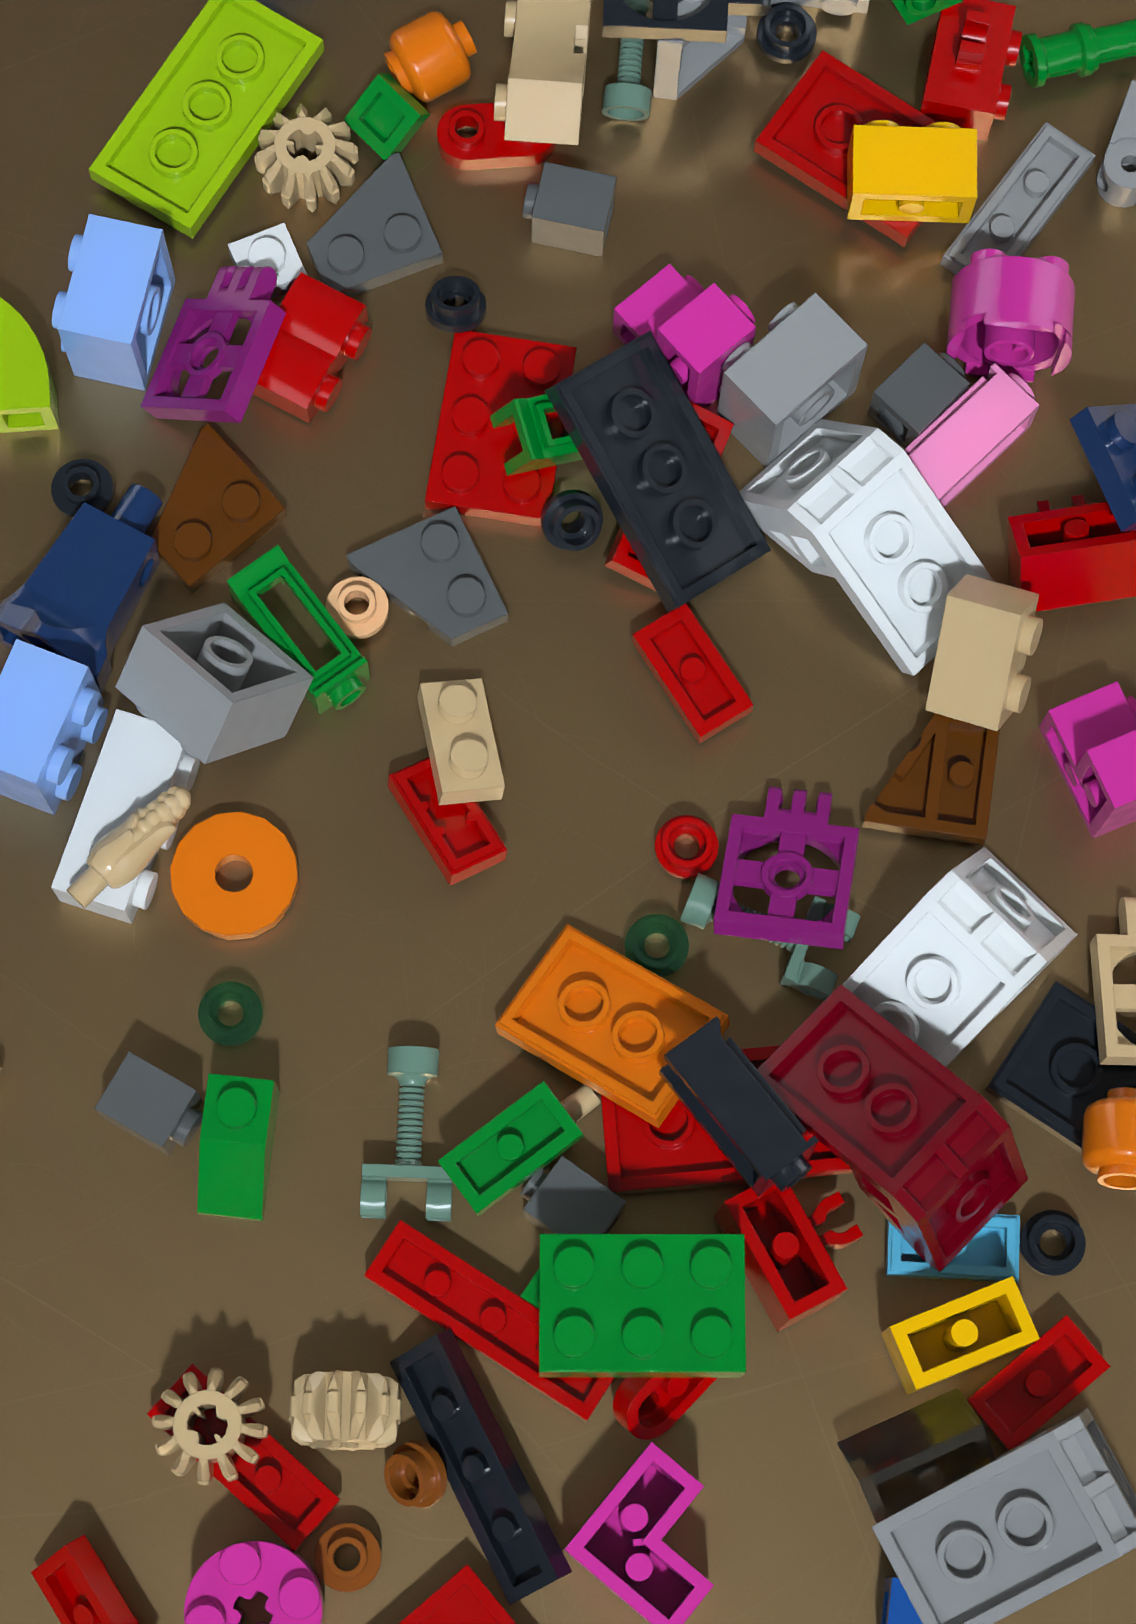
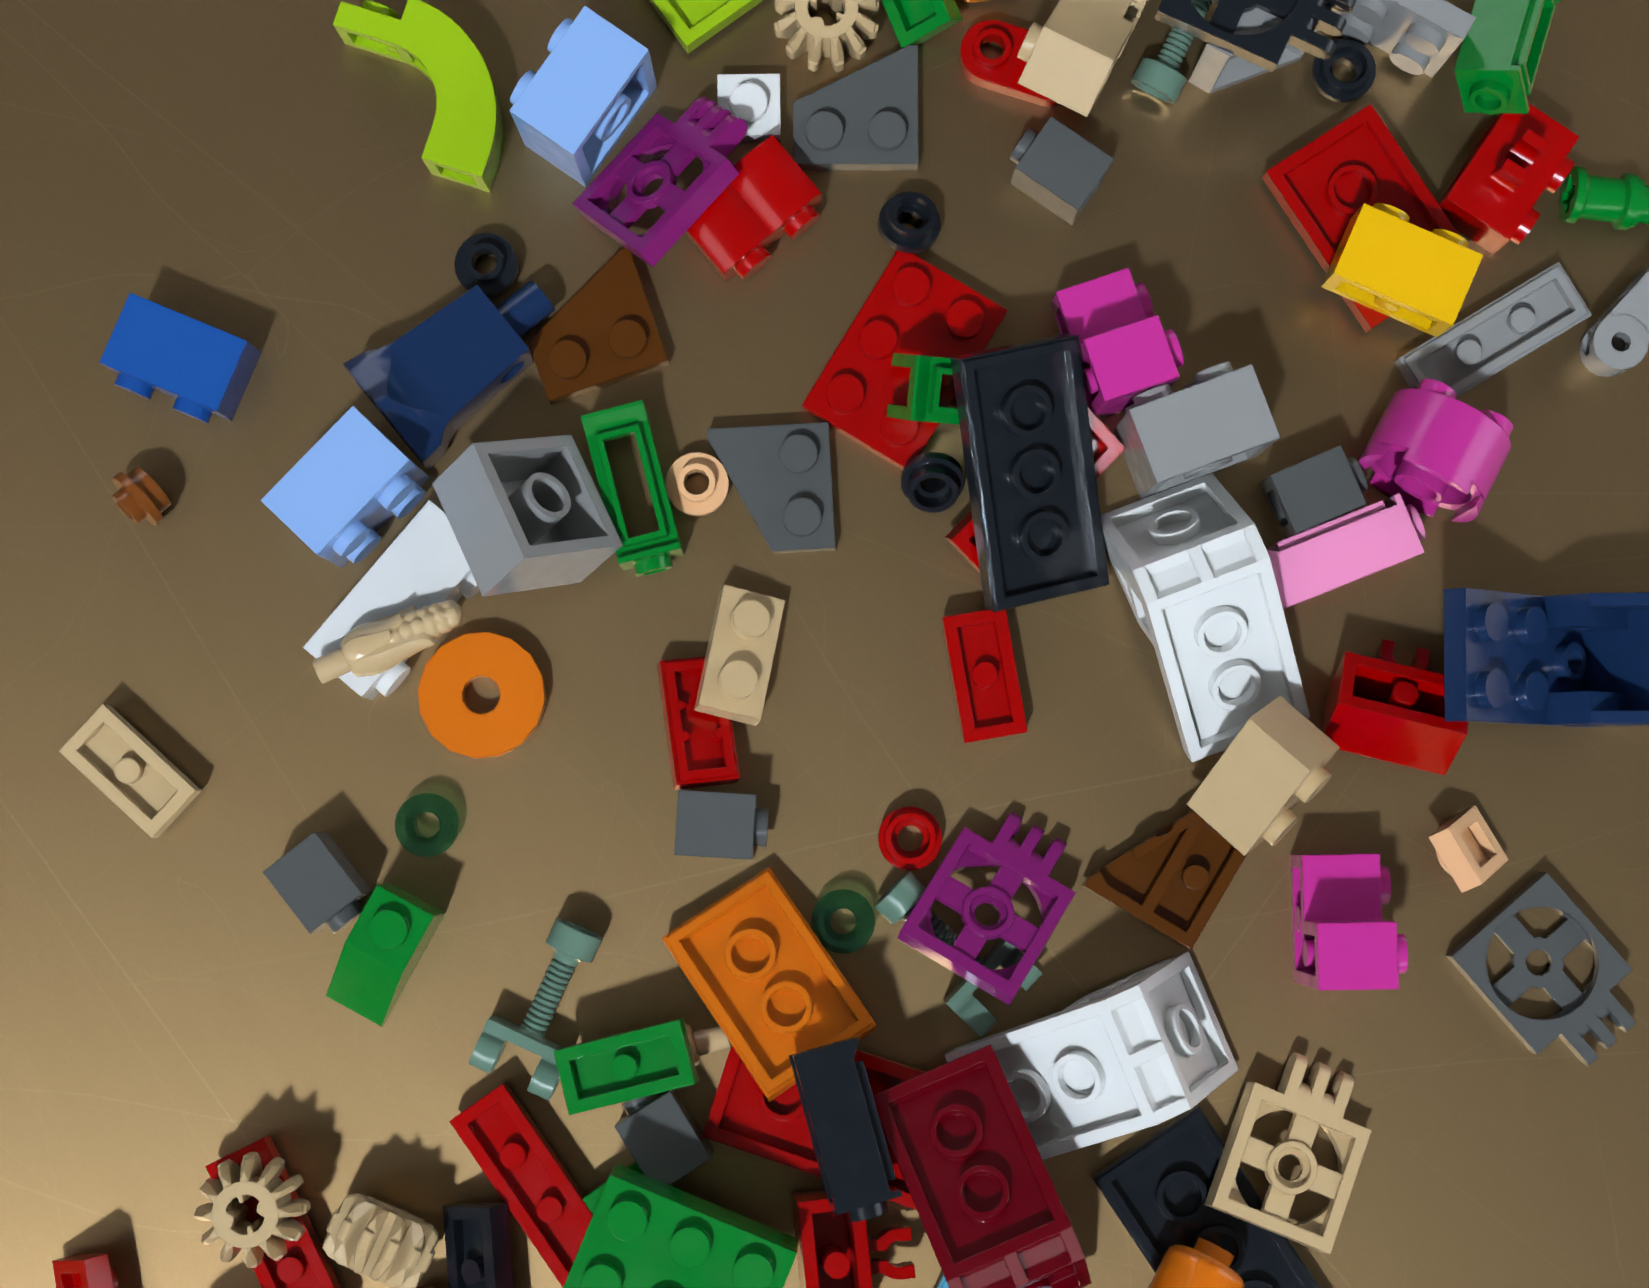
camera: 25 degrees right, 10 degrees up
(505, 901) = (719, 825): none -> dark grey brick

